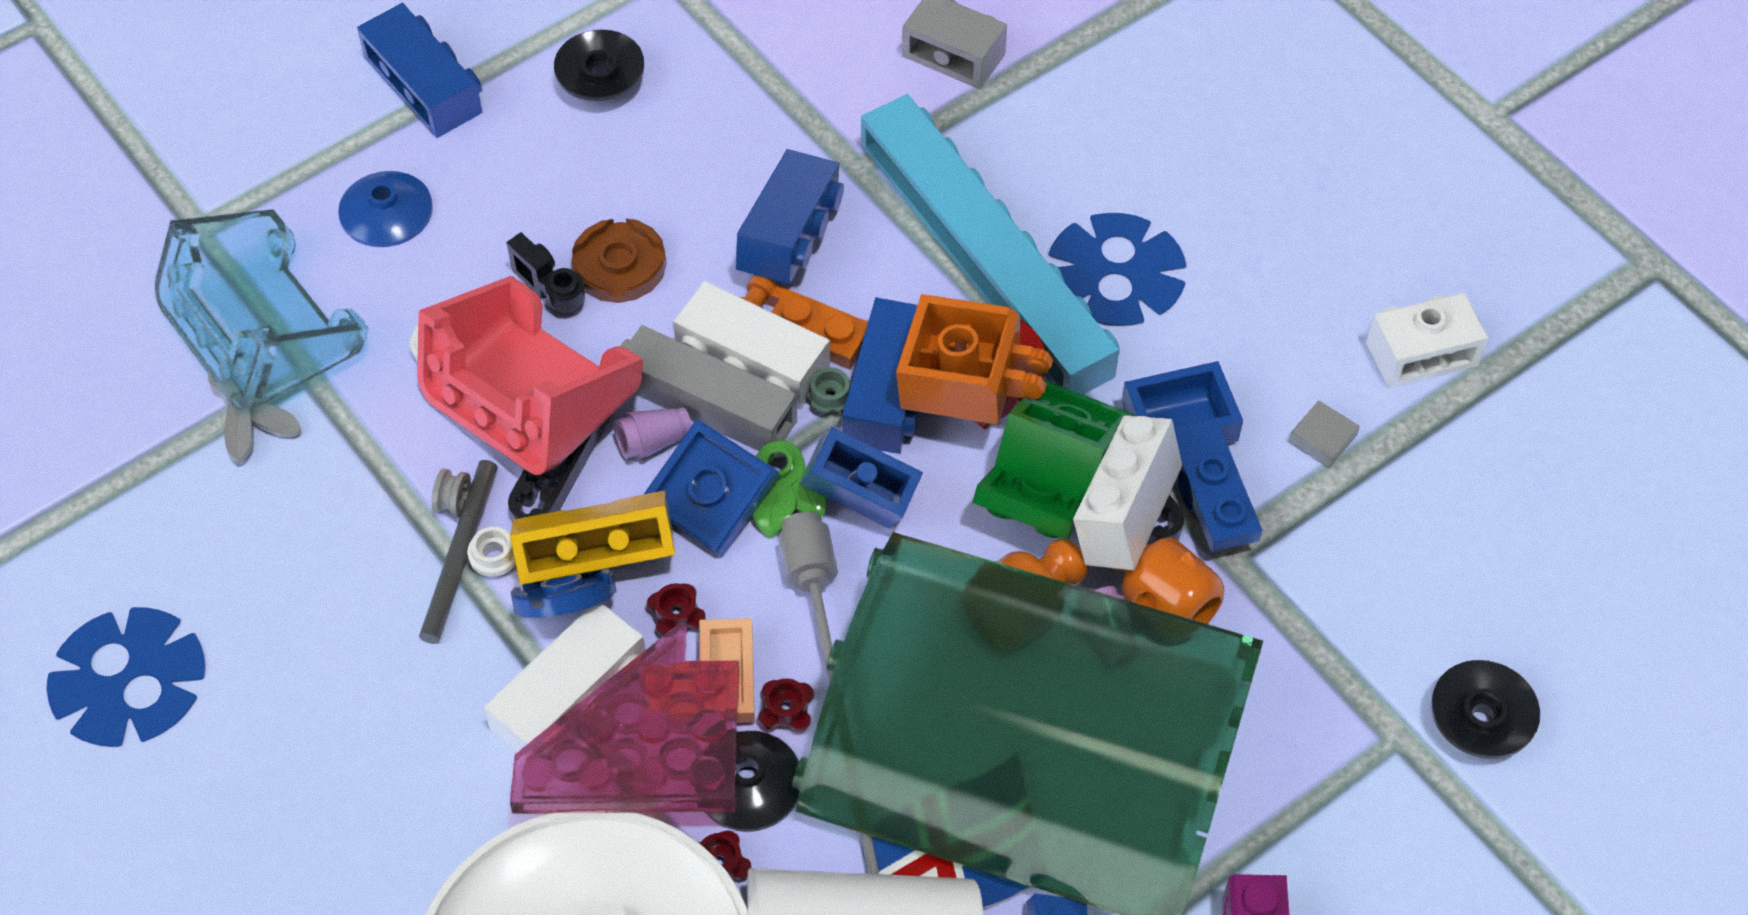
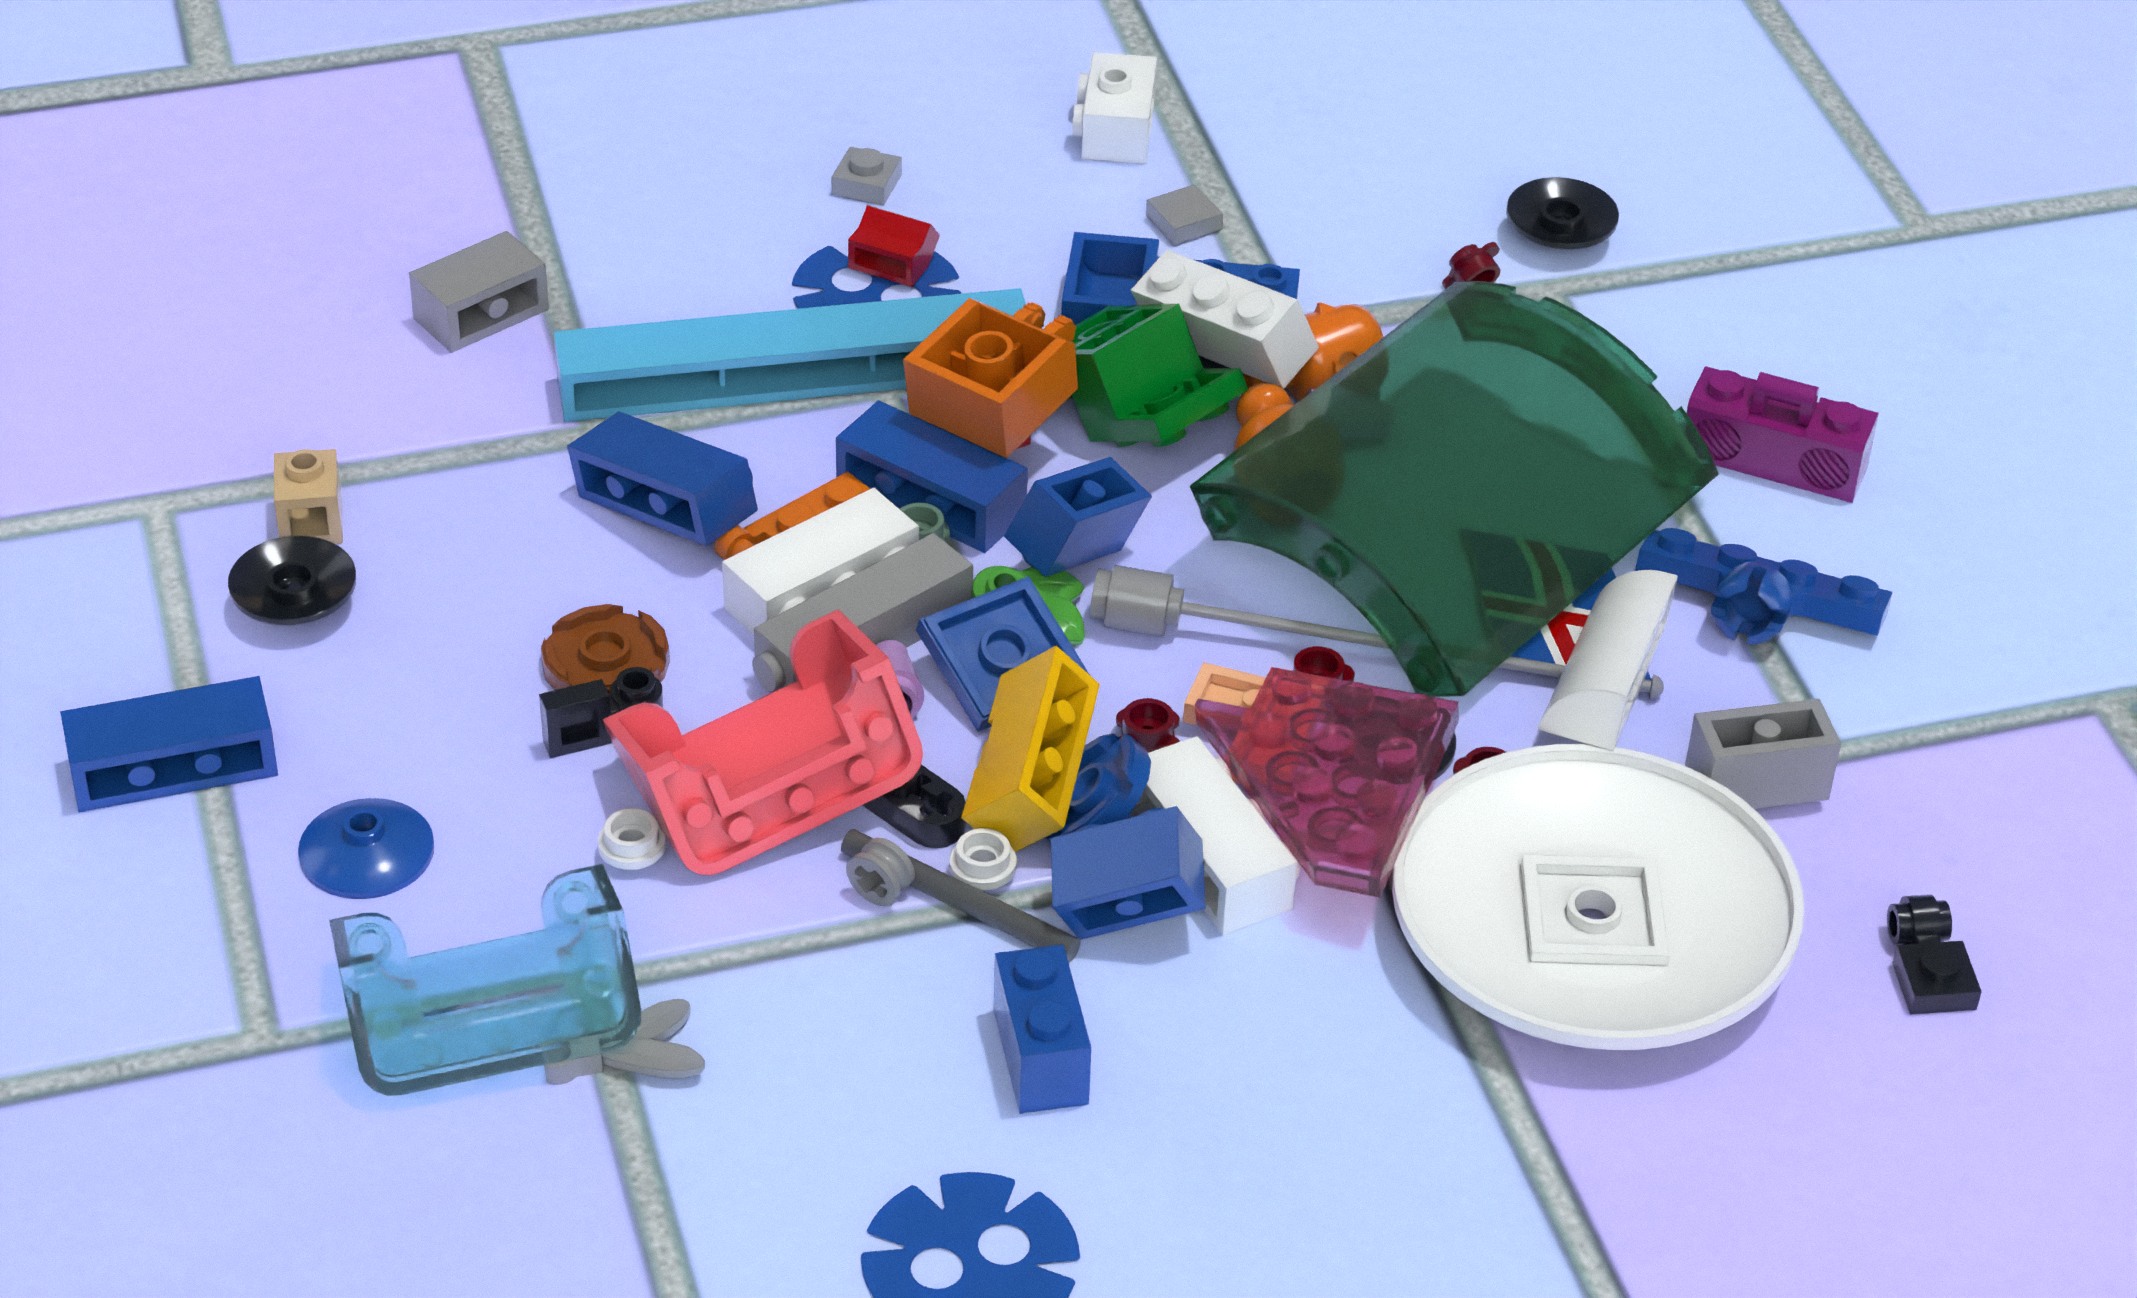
camera: 70 degrees left, 15 degrees down
(321, 640) = (1042, 1029): none -> blue brick
(478, 638) = (1127, 872): none -> blue brick
(687, 39) = (308, 494): none -> tan brick
(1155, 256) = (892, 246): none -> red piece
(1244, 212) = (866, 175): none -> light grey plate
(1364, 662) = (1473, 265): none -> dark red plate

